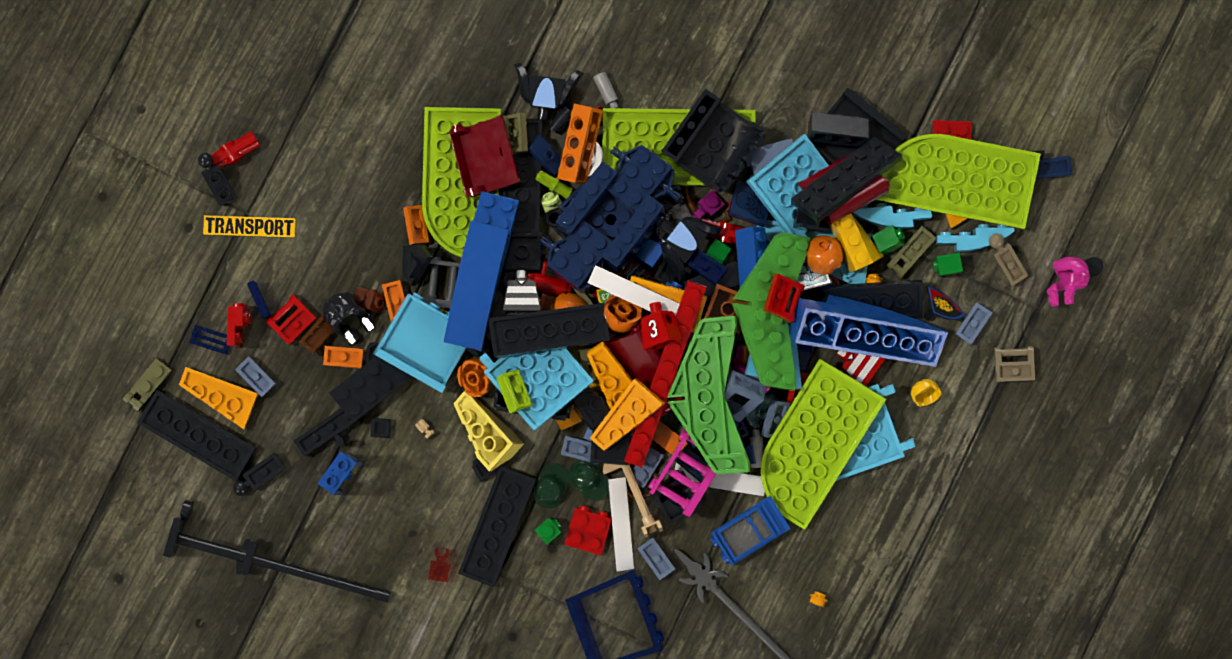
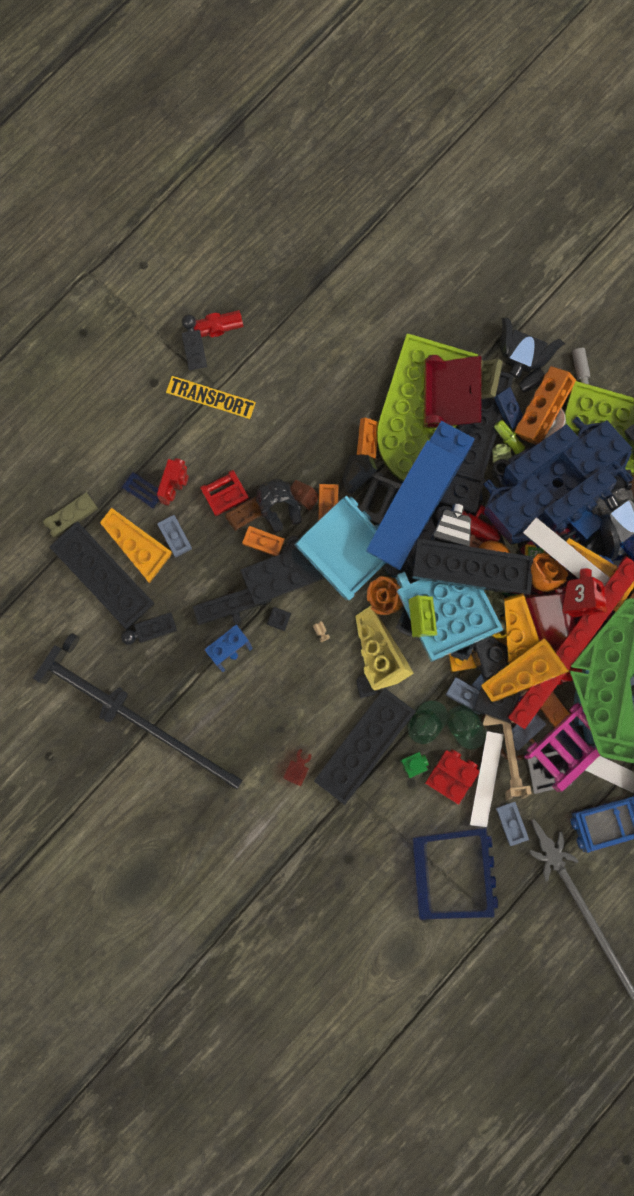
camera: 15 degrees right, 5 degrees down
(259, 300) = (199, 463): clear blue tile -> none

